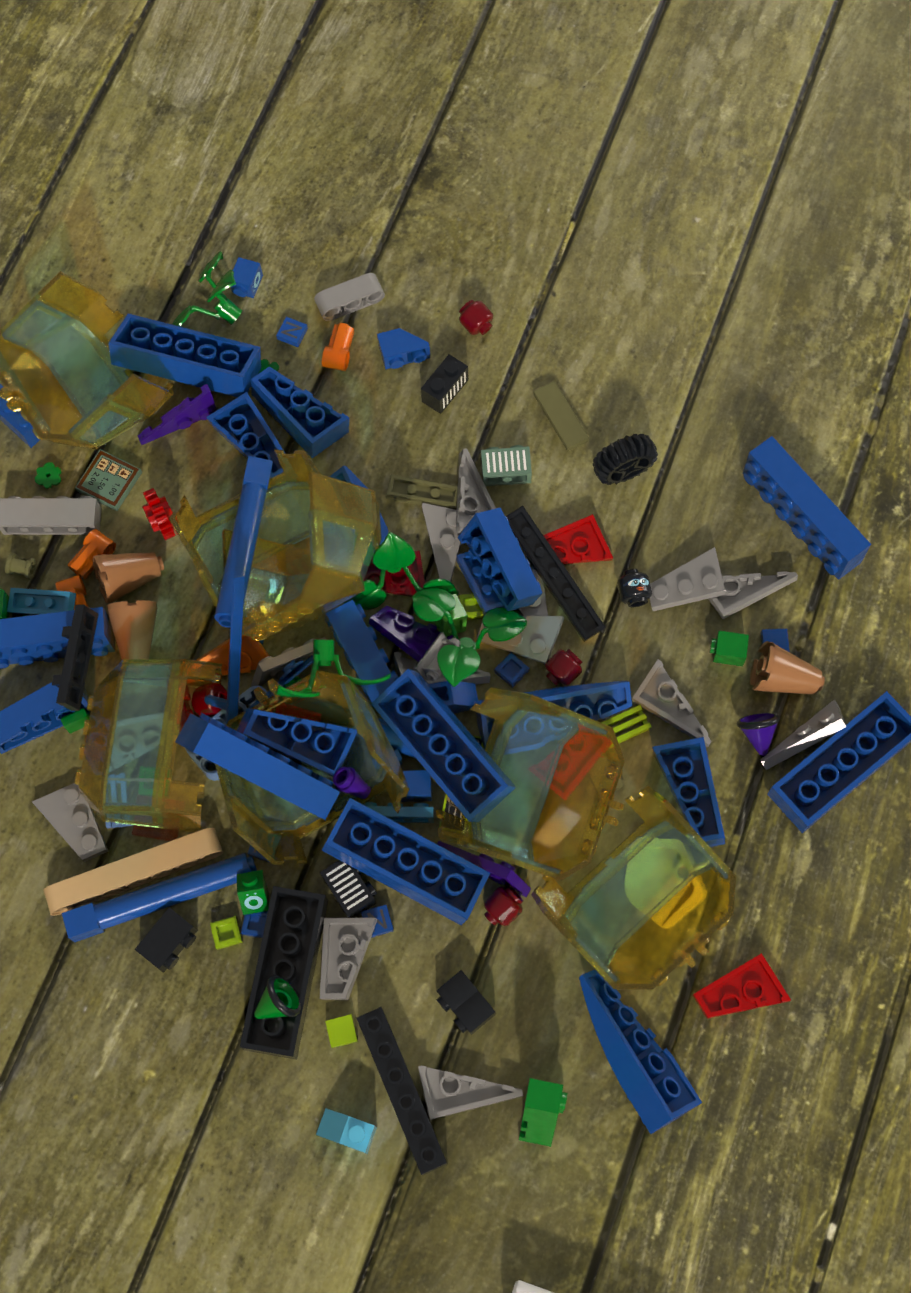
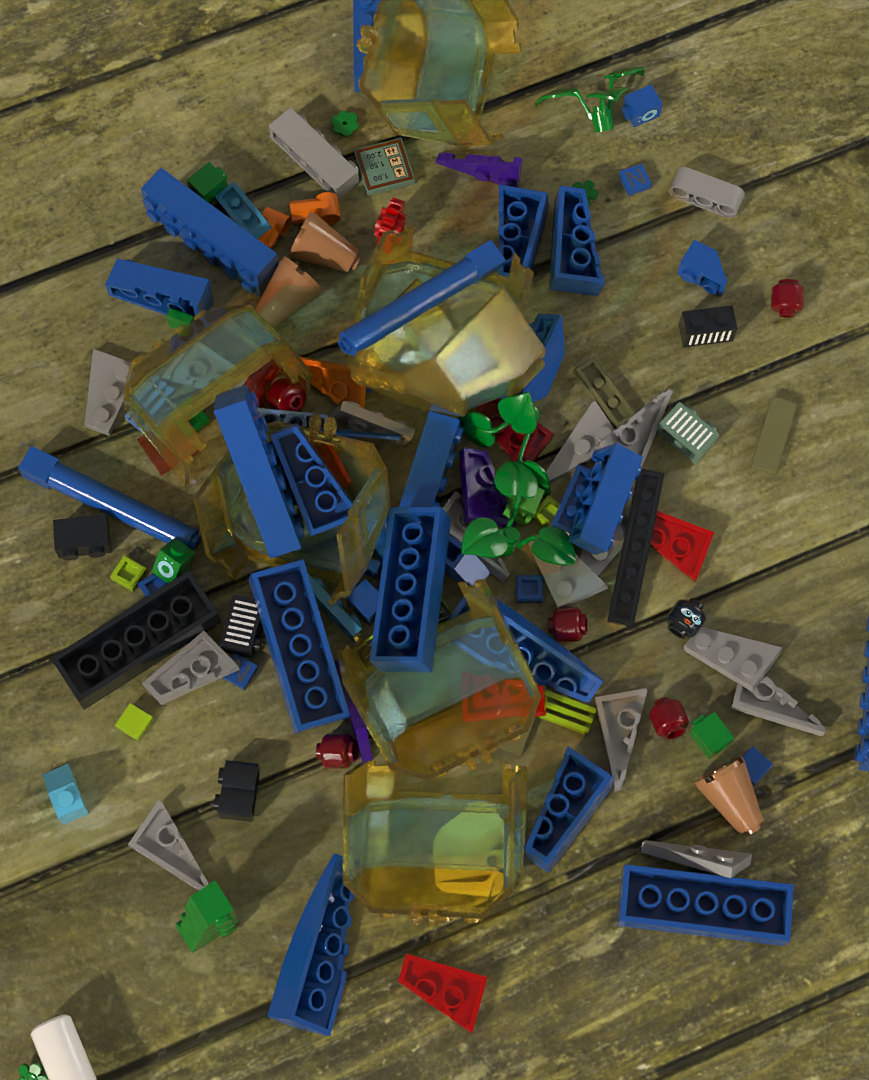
camera: 40 degrees right, 0 degrees up
(21, 566) = (257, 172): olive bush -> none
(77, 658) = (219, 273): black hinge -> none
(133, 871) = (111, 466): tan beam -> none
(185, 355) = (532, 123): blue brick -> none
(231, 703) = (293, 410): blue piece -> none
(278, 1000) = (108, 651): green hat -> none
(288, 669) = (364, 427): blue plant -> none
(322, 656) = (388, 438): green plant -> none
(337, 353) = (651, 227): orange piece -> none
(350, 782) = (316, 548): dark purple cone -> none
(402, 1091) = (129, 805): black brick -> none
(428, 666) = (461, 521): light grey hinge -> none
(625, 459) = (783, 513): black gear -> none
(692, 664) = (669, 718): none -> dark red head
(759, 730) = (666, 817): dark purple hat -> none

